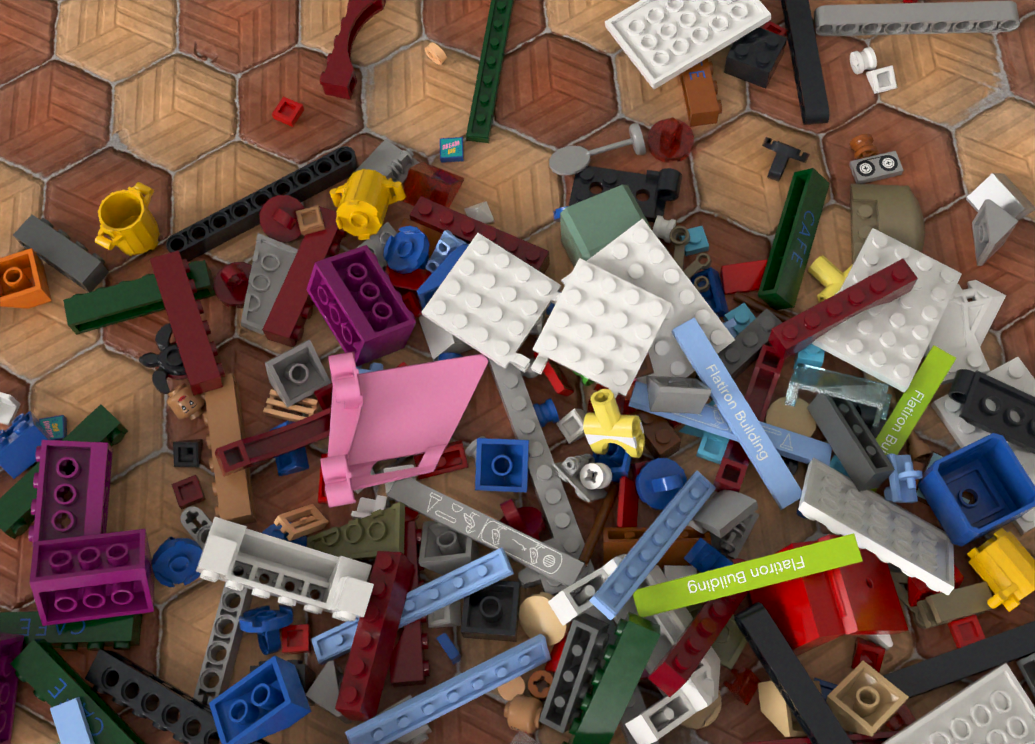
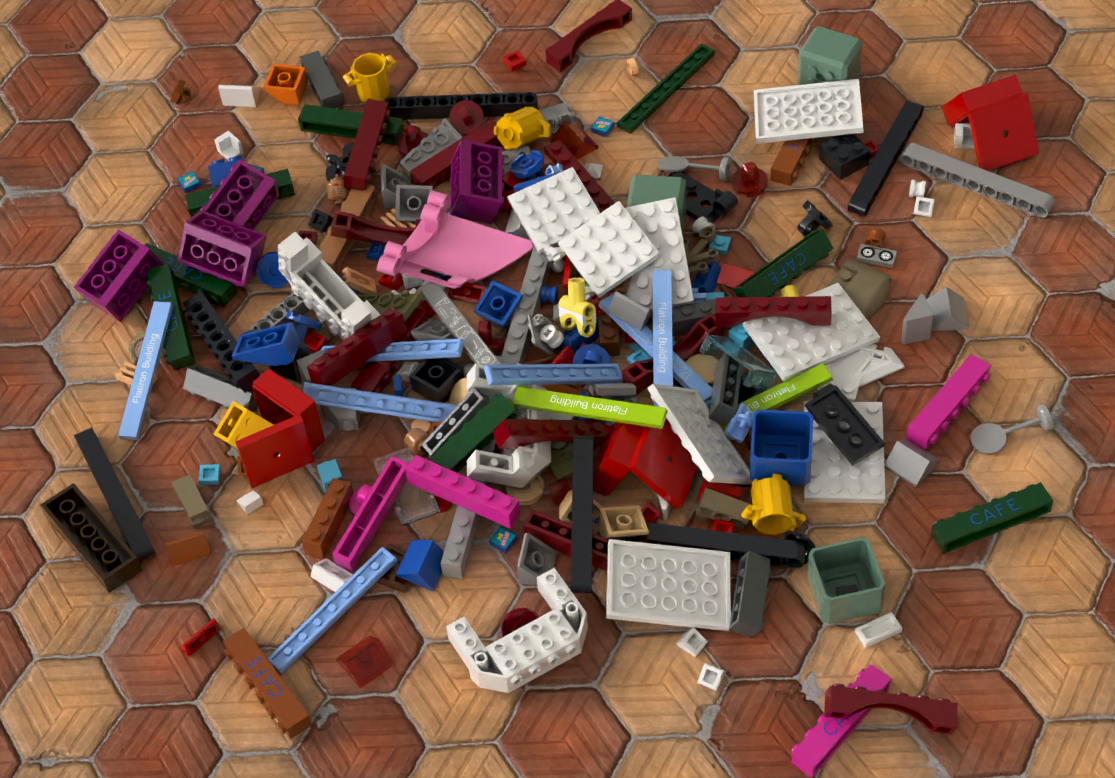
camera: 30 degrees right, 15 degrees down
(251, 355) = (389, 180): none -> light grey slope
(310, 220) = (481, 123): medium nougat tile -> none

